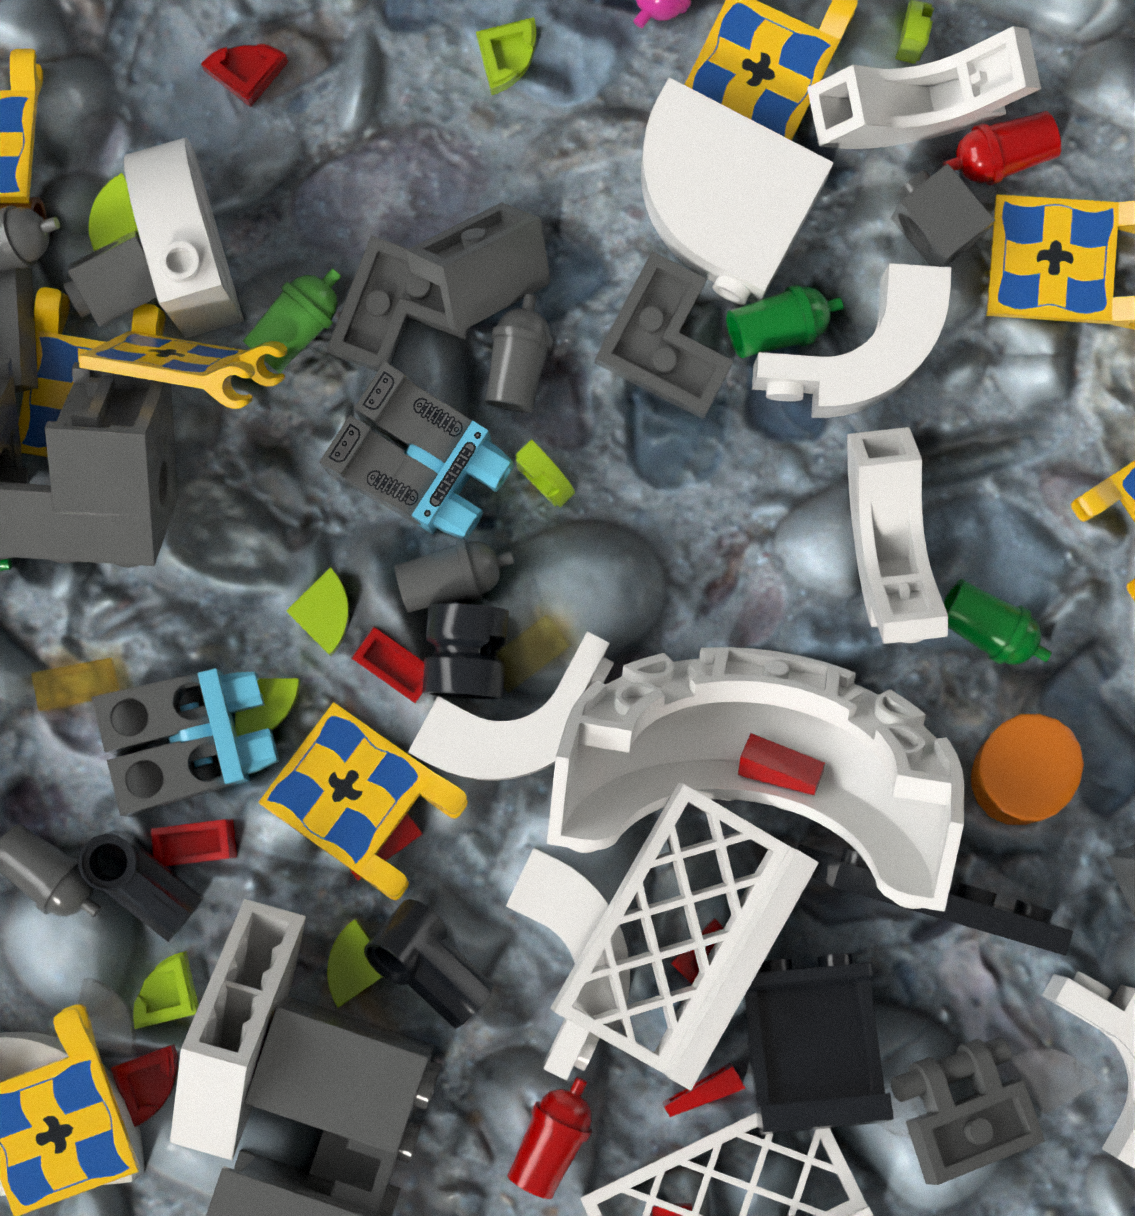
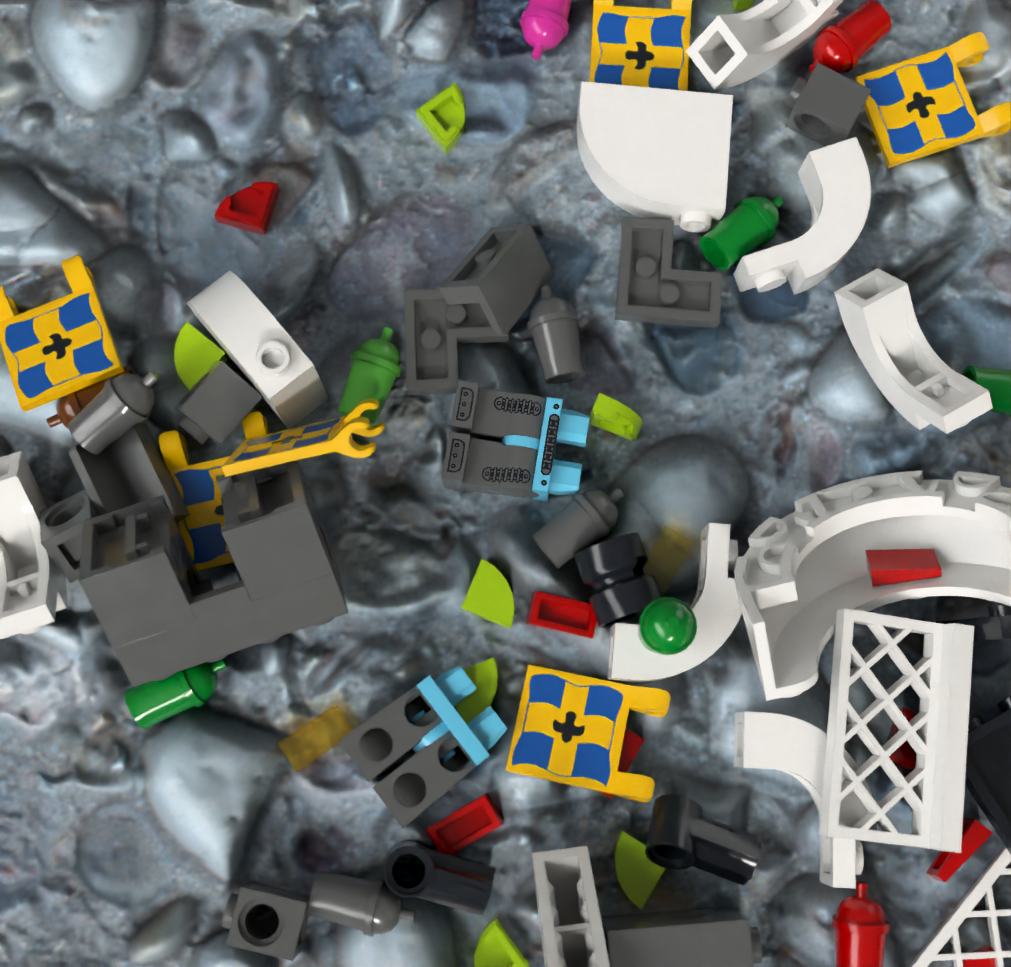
camera: 25 degrees left, 5 degrees down
(478, 721) = (667, 626): none -> green piece

